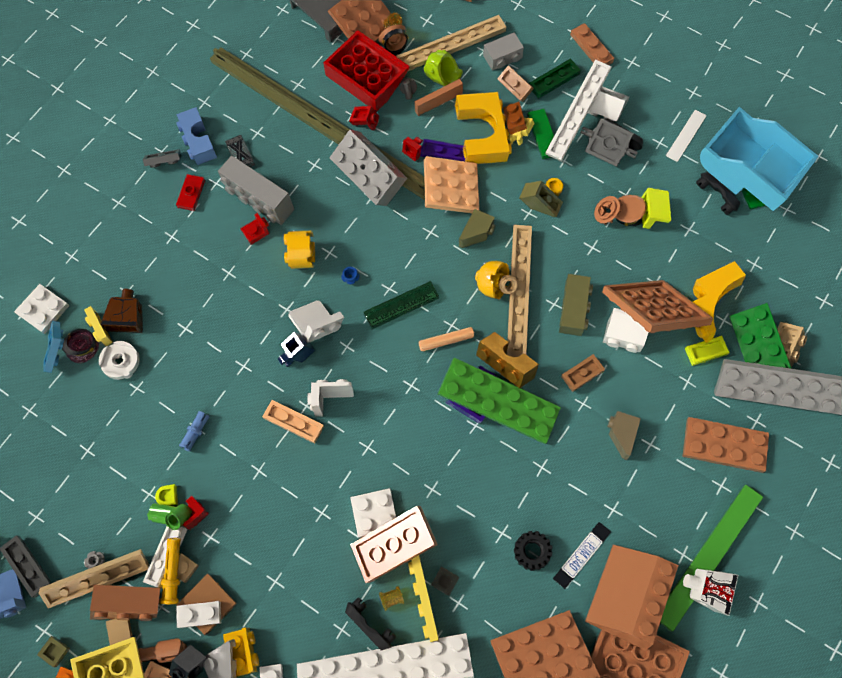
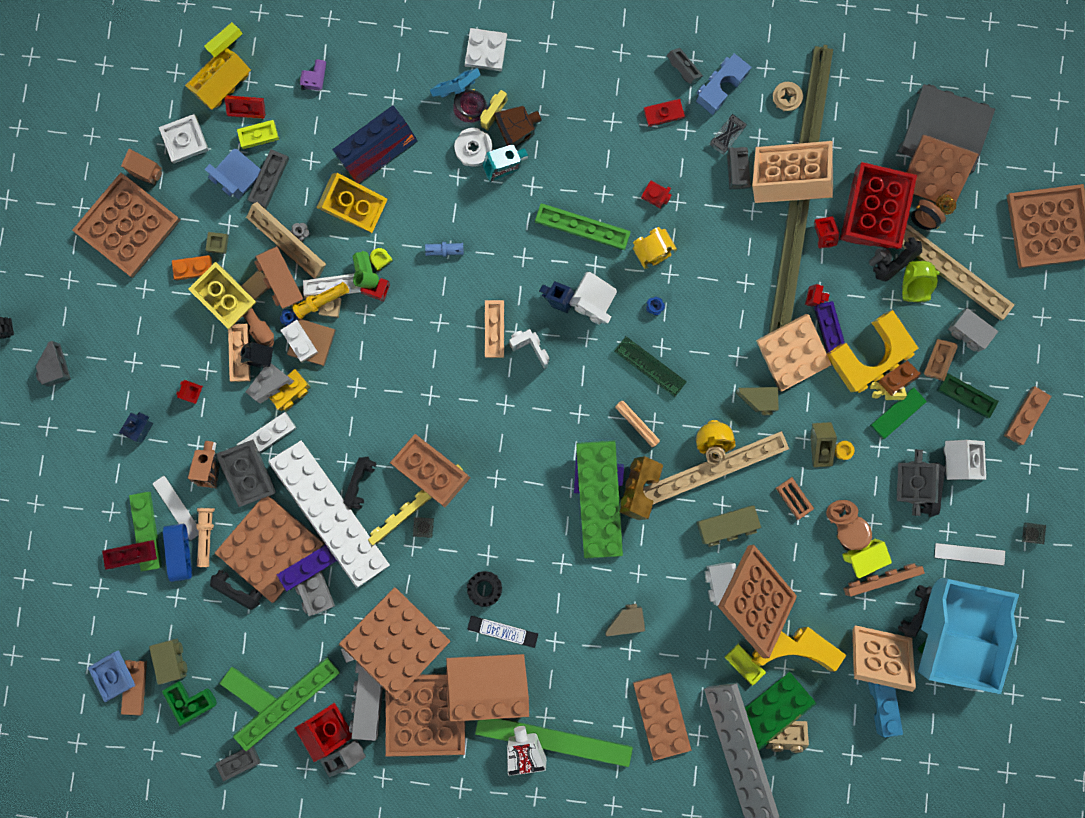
camera: 60 degrees right, 15 degrees up
(60, 447) = (375, 145): none -> dark blue slope
(98, 495) = (352, 202): none -> yellow slope
(148, 340) = (503, 161): none -> teal torso
(164, 614) = (284, 318): none -> blue plate
(233, 91) = (792, 90): none -> tan gear
(246, 302) = (582, 226): none -> bright green plate
(256, 190) = (693, 171): light grey piece -> none
(272, 158) = (738, 168): none -> dark grey hinge
(301, 115) = (793, 172): none -> light nougat slope
(368, 168) = (769, 265): light grey piece -> none
(372, 511) = (451, 438): white plate -> none
(391, 598) = (388, 490): clear yellow bush -> none
(417, 65) = (912, 250): none -> black piece
(438, 97) = (885, 292): nougat tile -> none
(563, 247) = (785, 485): none -> nougat tile
(578, 110) = (936, 437): white tile -> none
(583, 373) = (665, 561): medium nougat plate -> none
(679, 211) = (874, 581): none -> nougat plate
(690, 82) = (1034, 533): none -> clear smoke plate
(750, 232) = (883, 658): none -> light nougat plate
(806, 255) = (887, 716): none -> dark azure arch

